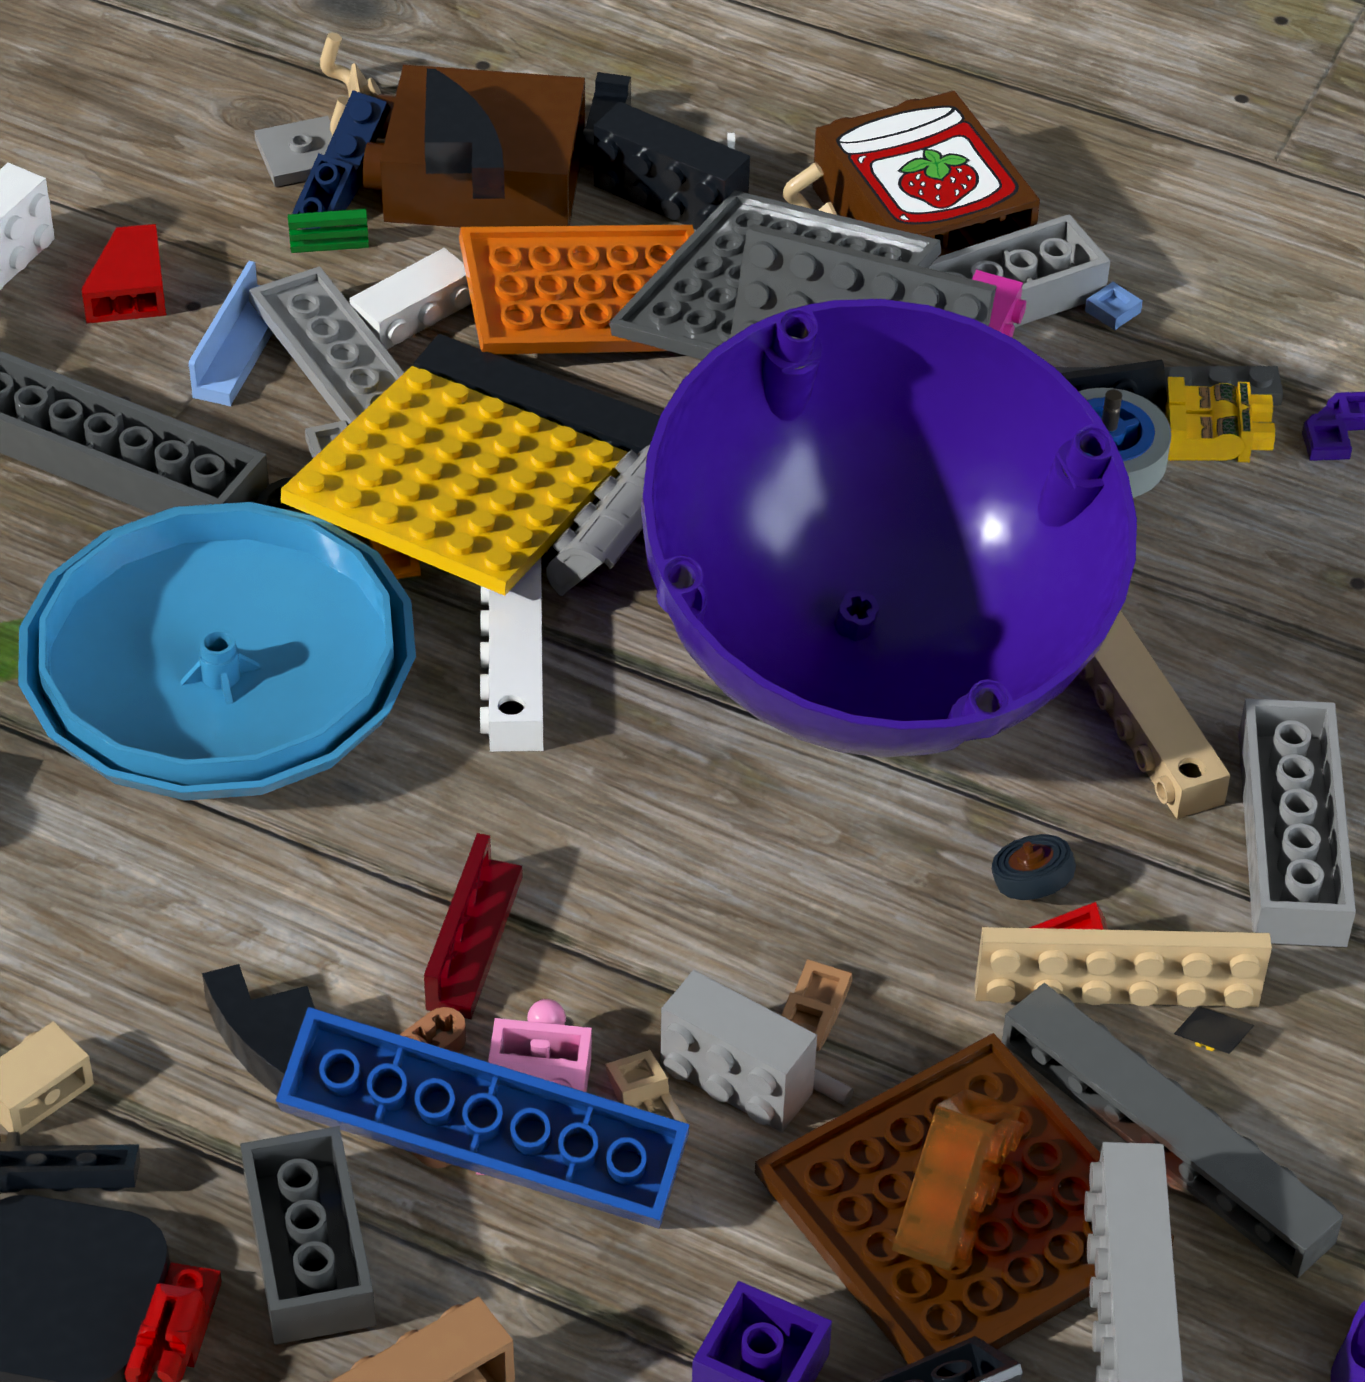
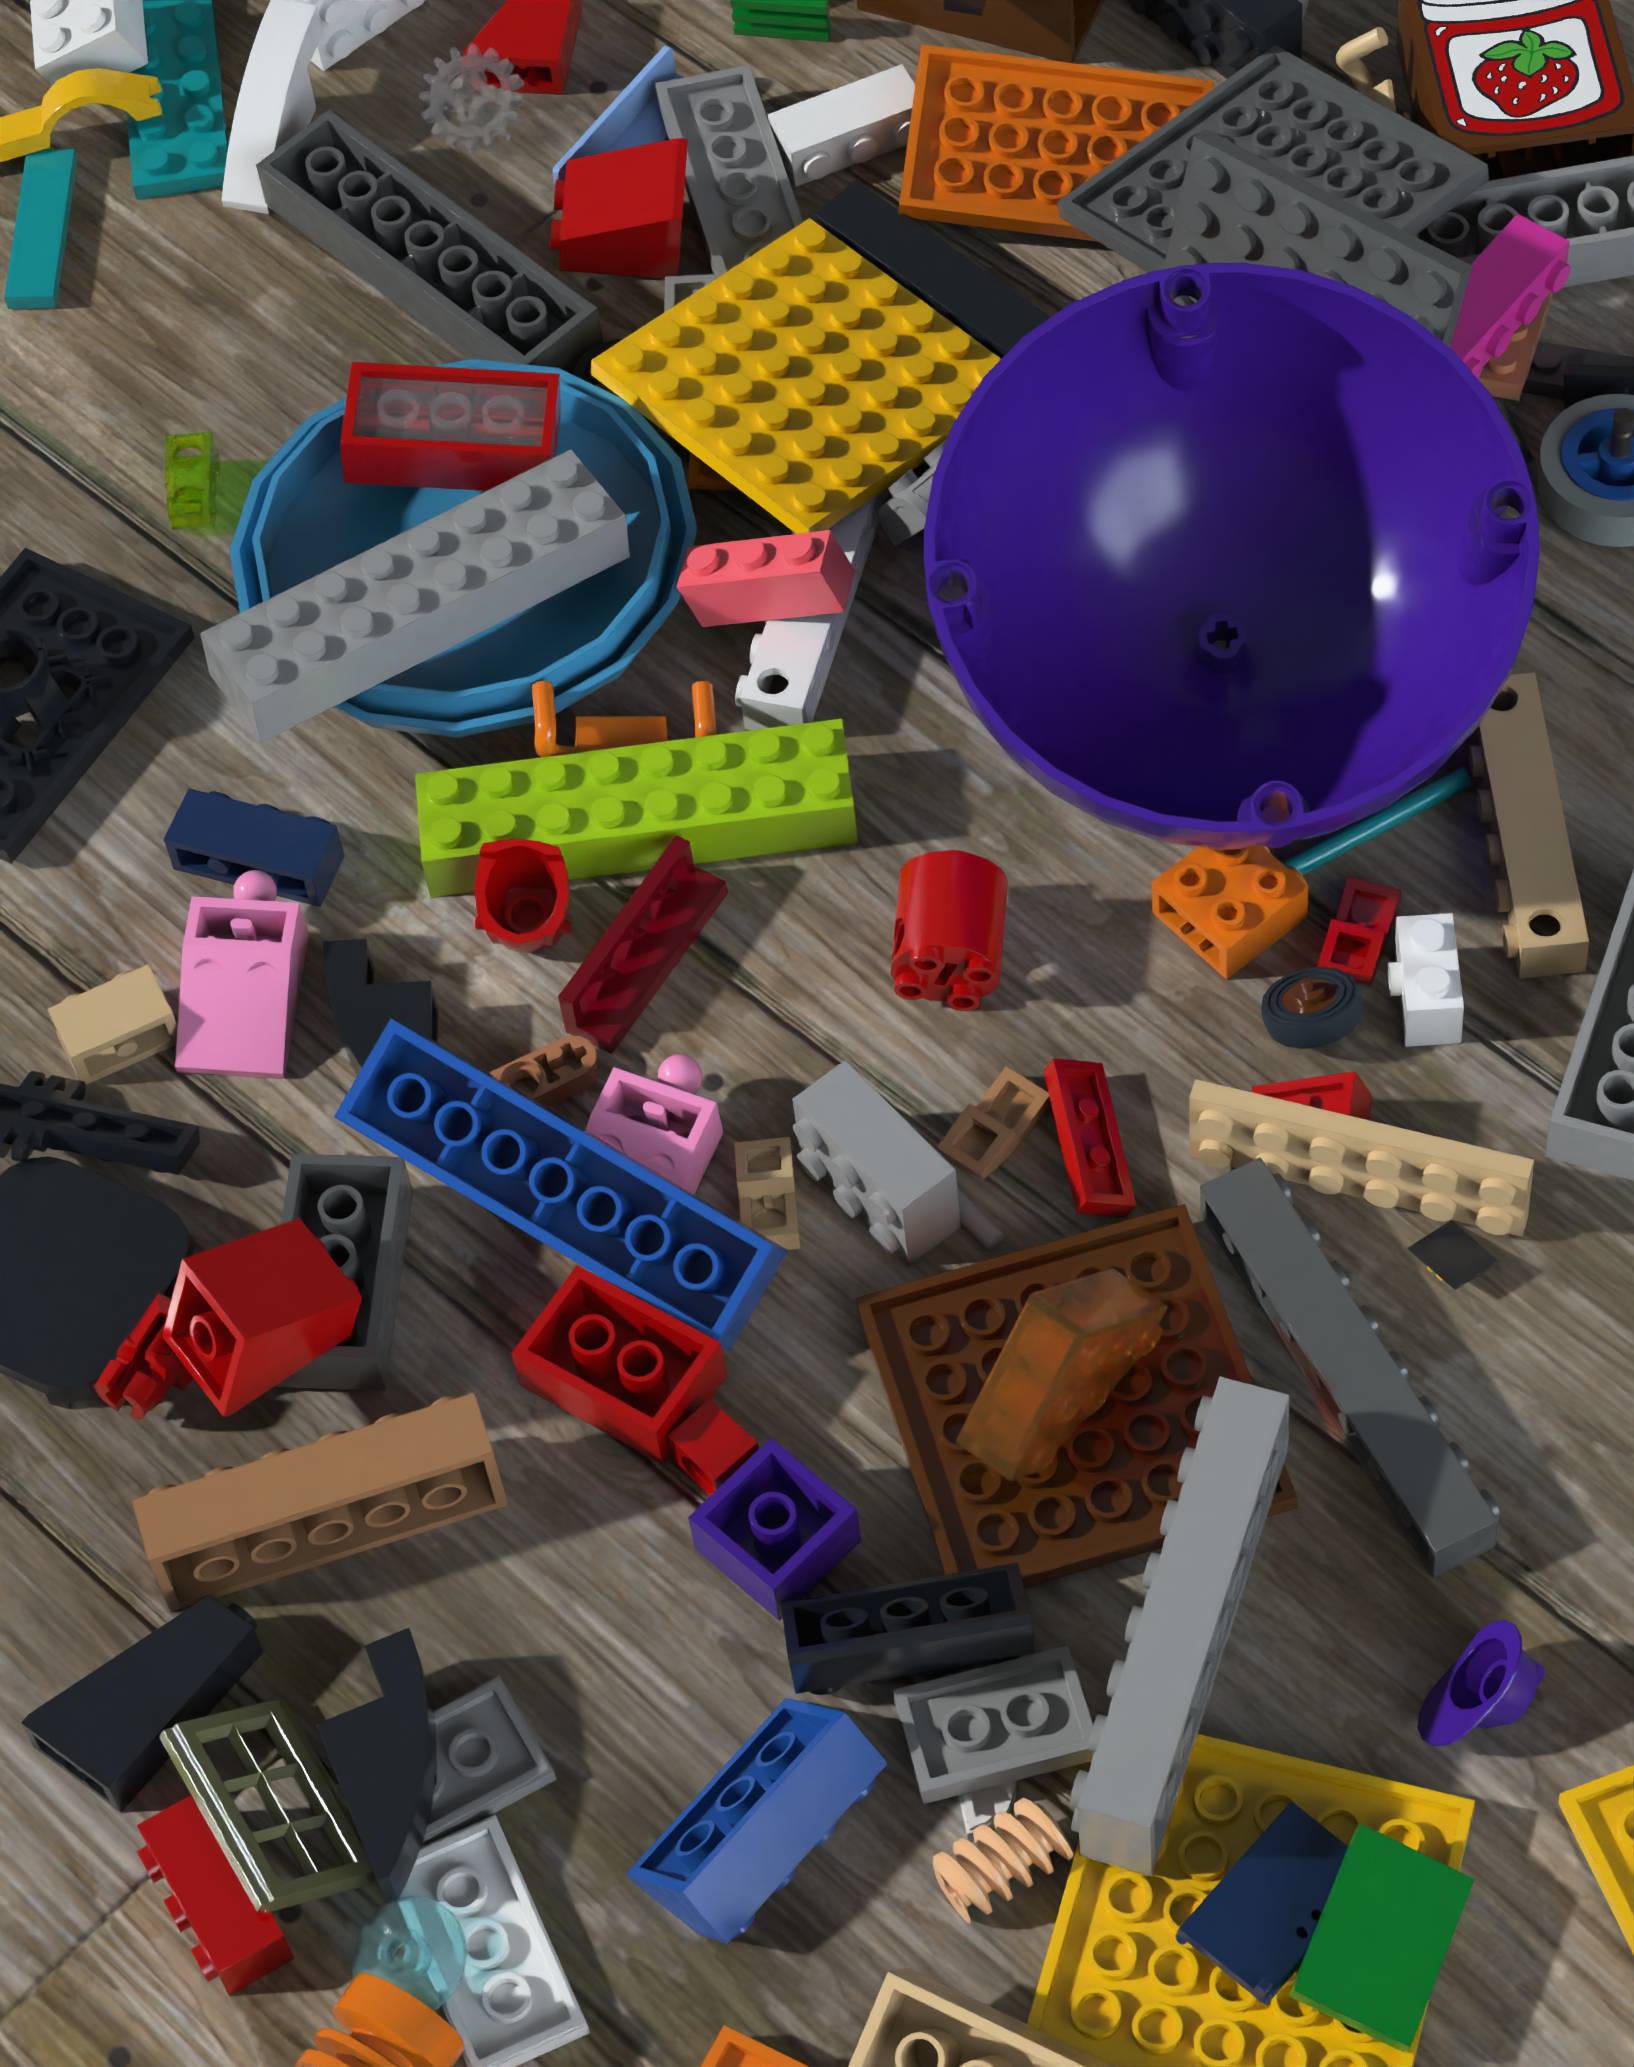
camera: 25 degrees right, 10 degrees up
(83, 325) = (492, 99): none -> clear gear
(109, 915) = (229, 837): none -> dark blue brick
(136, 1022) = (240, 981): none -> bright pink slope
(186, 554) = (447, 425): none -> brick
(199, 685) = (415, 595): none -> light grey brick
(259, 383) = (622, 211): none -> red slope
(263, 1274) = (258, 1312): none -> red slope
(363, 902) = (522, 894): none -> red helmet
(400, 772) = (613, 731): none -> orange piece
(425, 823) = (628, 803): none -> lime brick
(483, 626) = (766, 578): none -> coral brick
(579, 1255) = (618, 1363): none -> red brick
(682, 1309) = (710, 1447): none -> red brick
(726, 862) = (949, 928): none -> red cylinder
(896, 1000) = (1089, 1138): none -> red plate
(936, 803) = (1230, 903): none -> orange brick
(1016, 734) = (1380, 822): none -> teal bar
(1043, 802) = (1360, 929): none -> red slope
(1115, 829) = (1427, 980): none -> white brick

